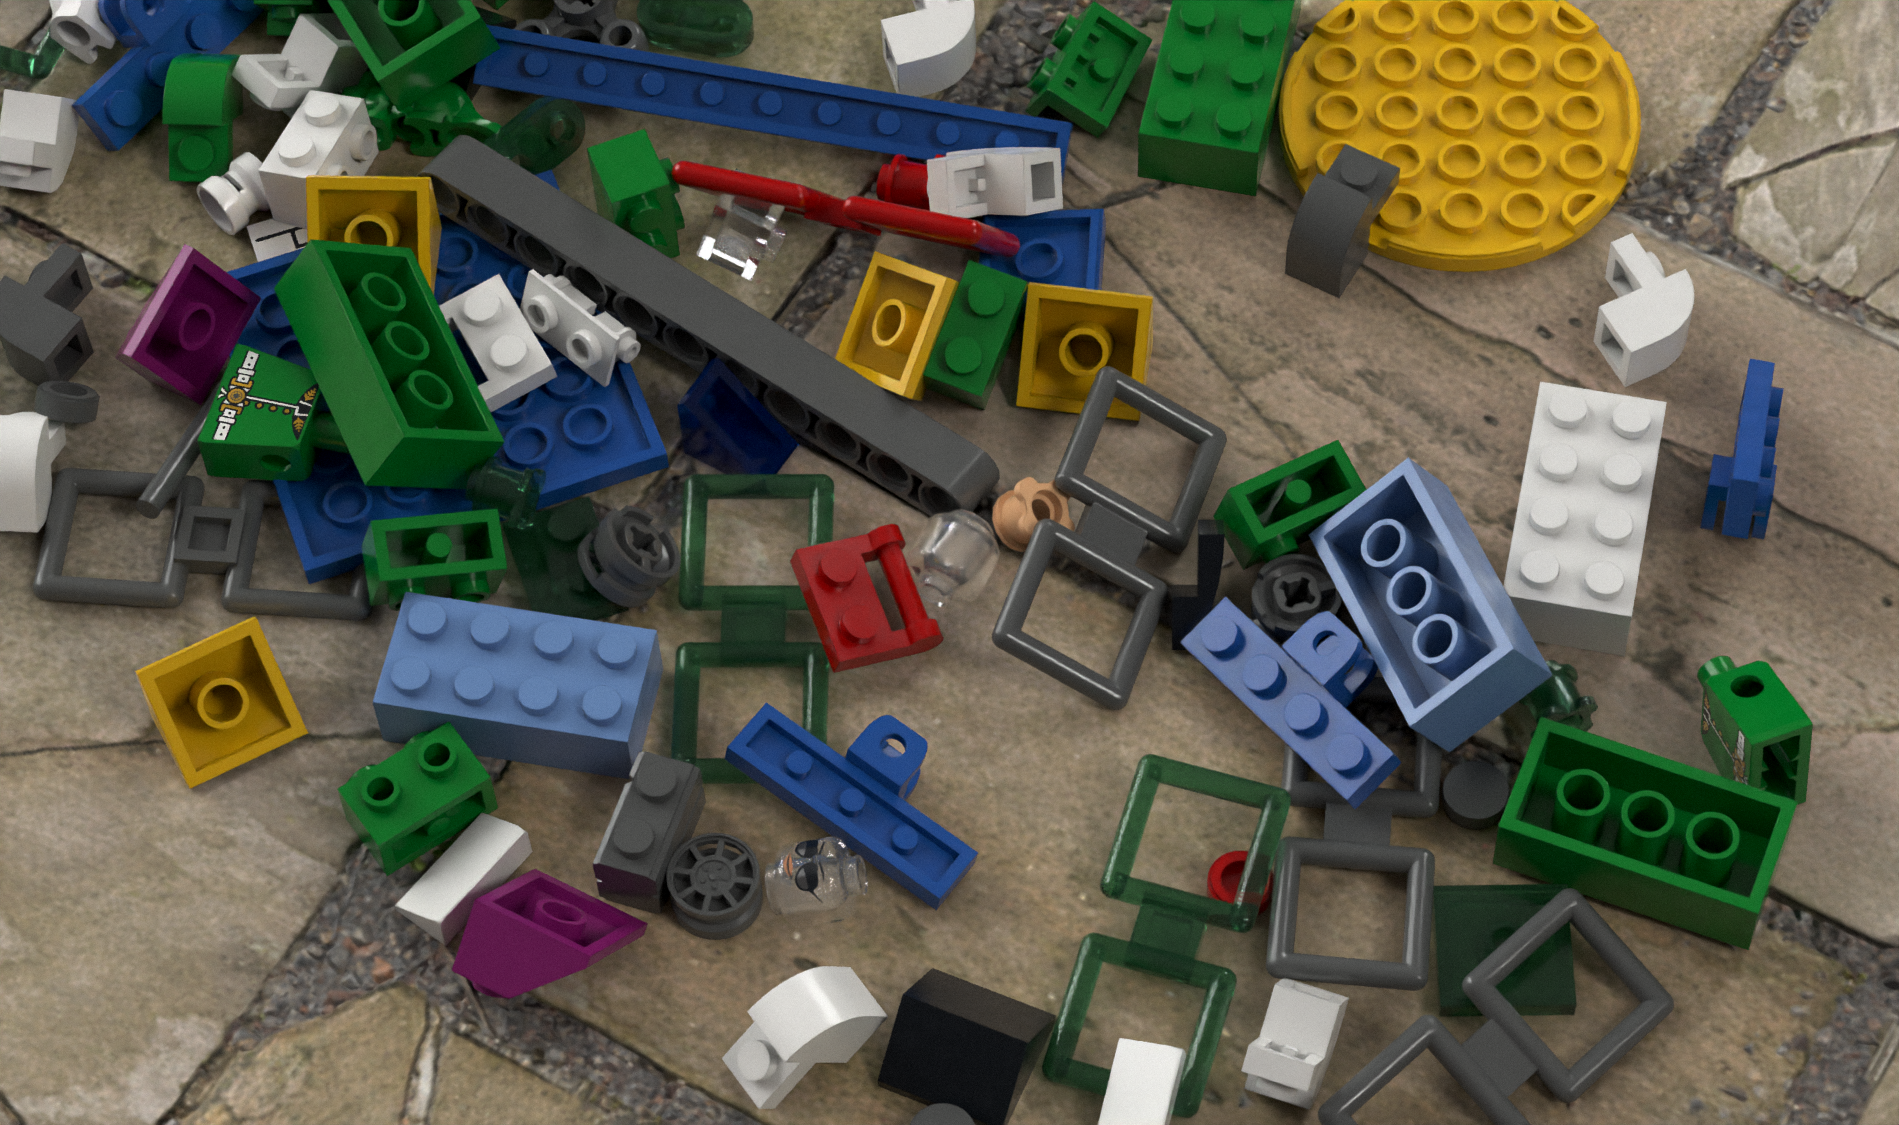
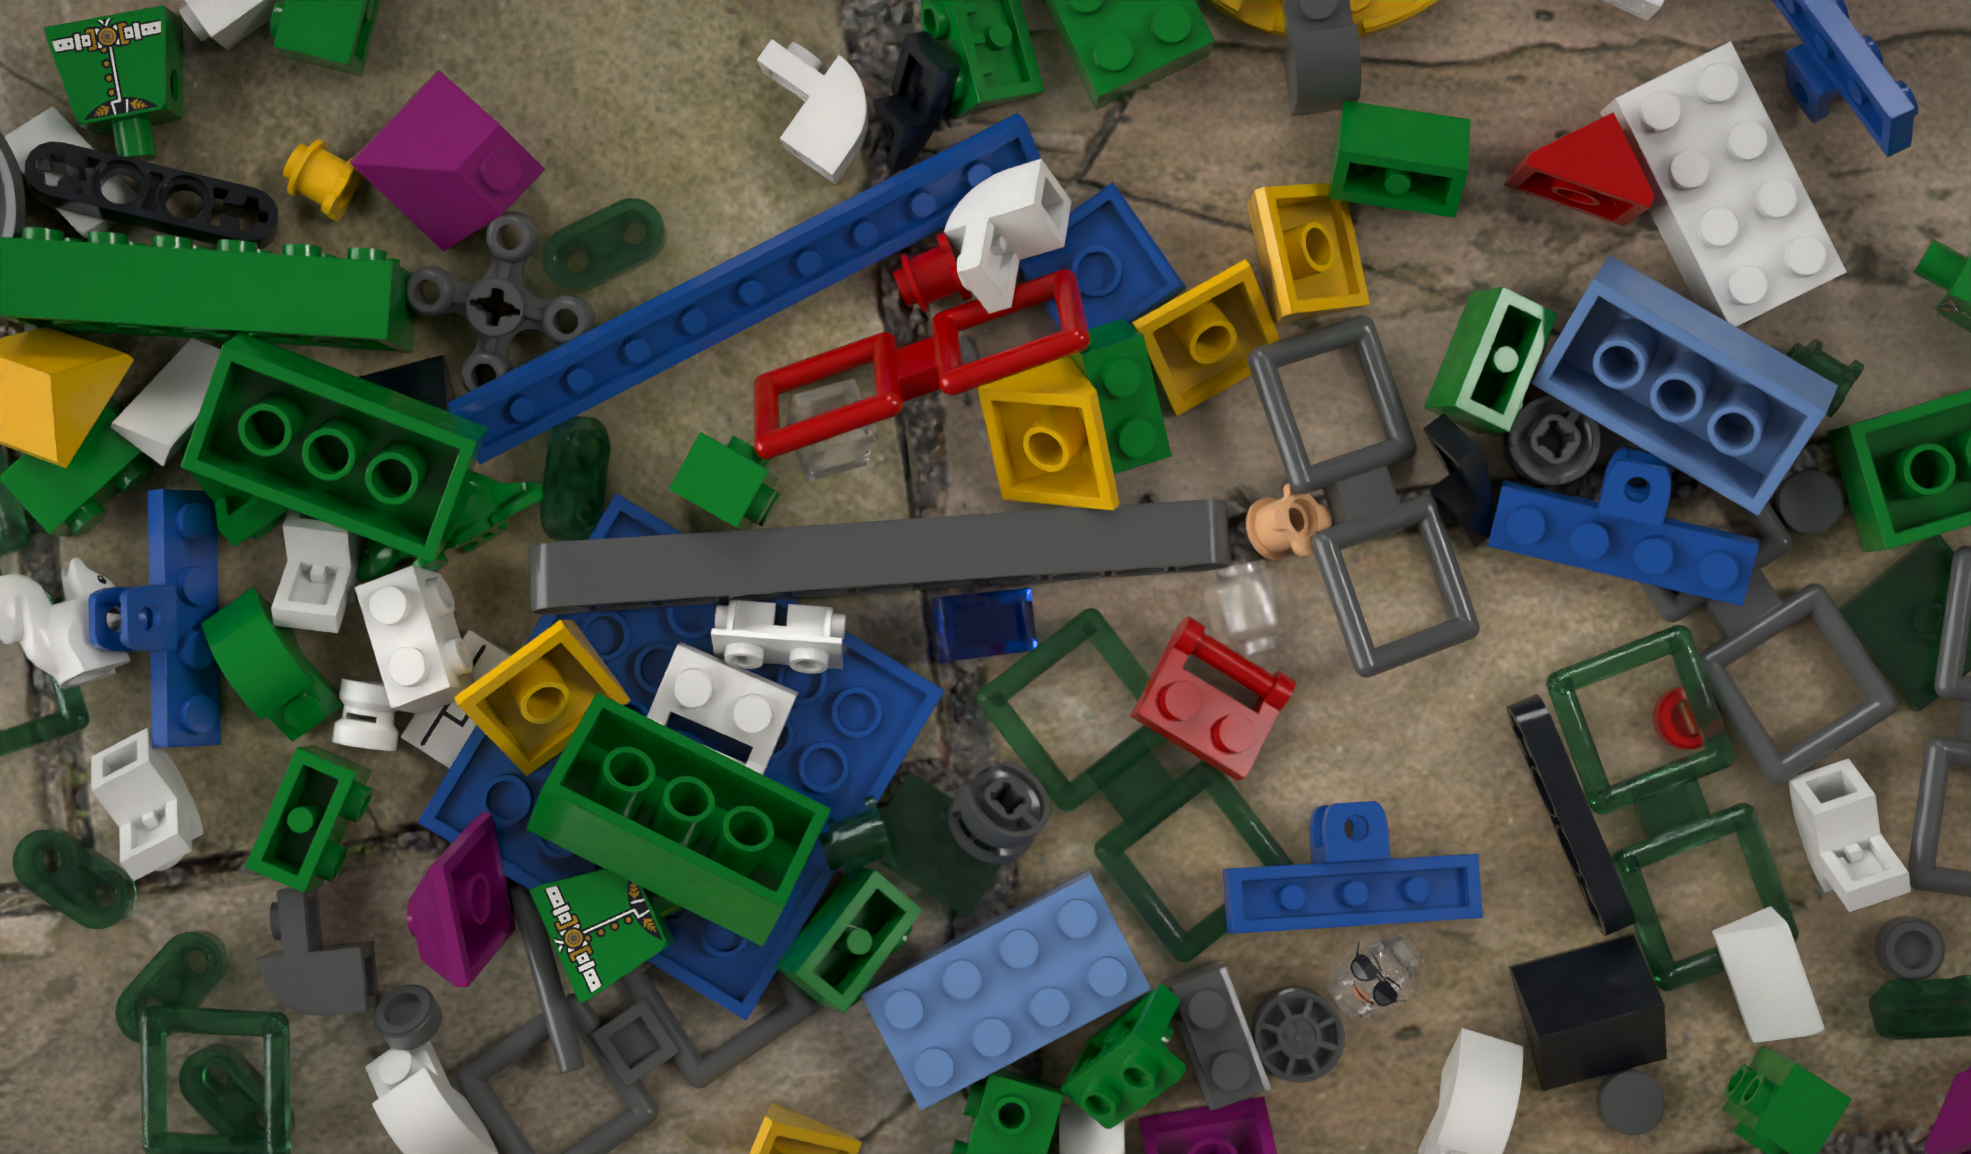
camera: 35 degrees left, 30 degrees up
(132, 219) = (309, 819): none -> green brick
(561, 773) = (1126, 1061): none -> green bracket
(1015, 69) = (919, 98): none -> black slope
(1078, 880) = (1570, 815): none -> black beam
(1213, 348) = (1306, 252): none -> yellow slope
(1337, 328) = (1399, 159): none -> green brick
(1468, 415) = (1587, 172): none -> red slope

